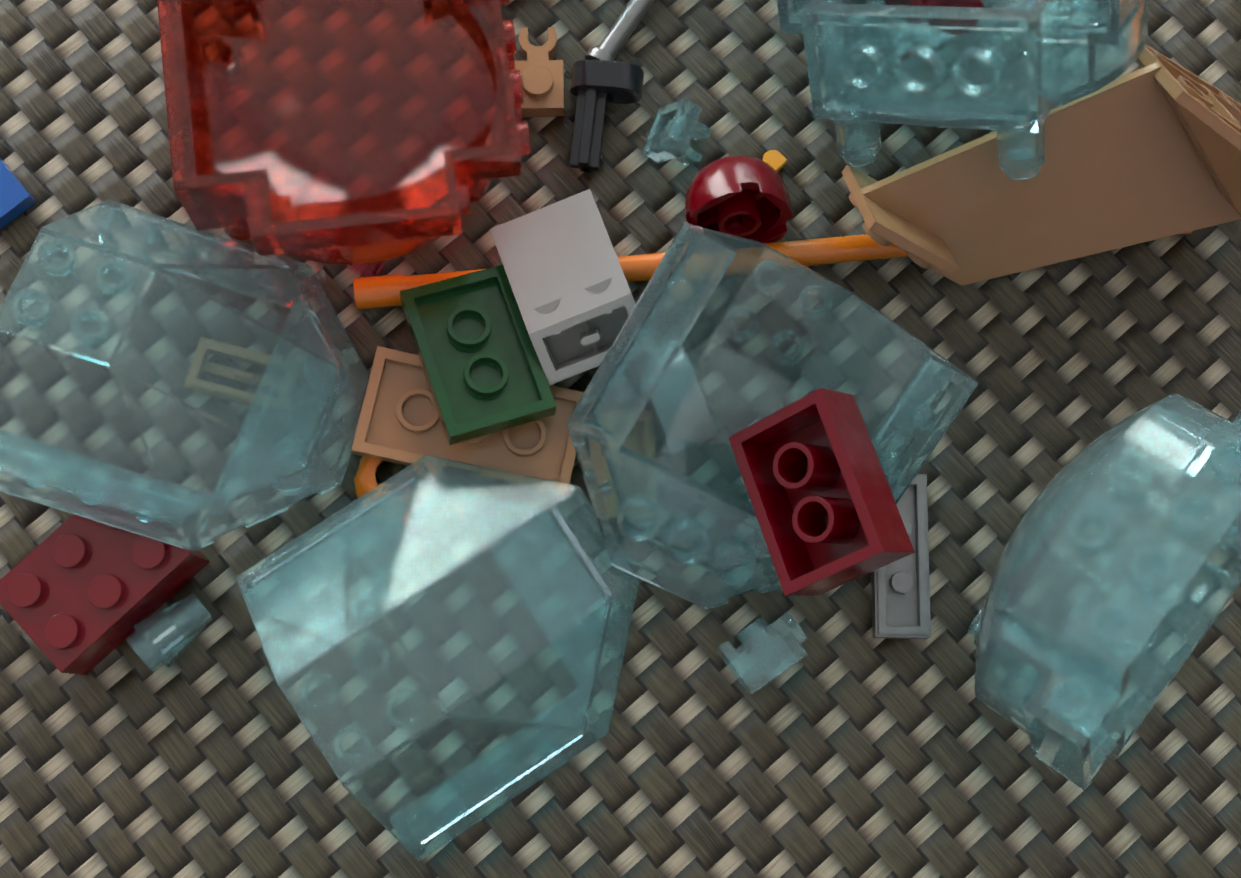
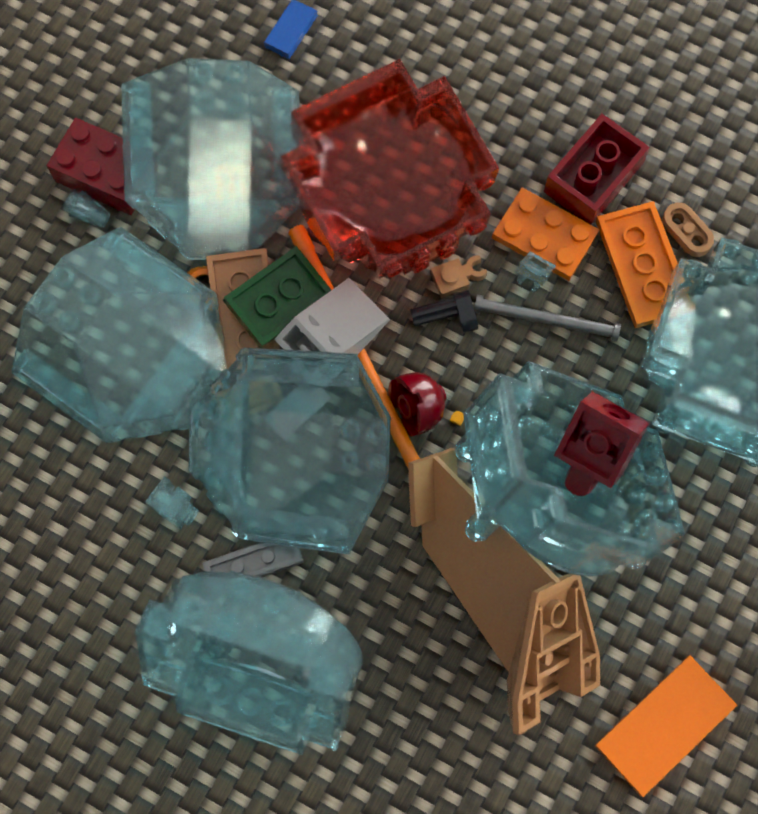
camera: 70 degrees right, 5 degrees down
(673, 132) = (449, 356): clear light blue tile -> none
(820, 493) = (257, 492): dark red brick -> none

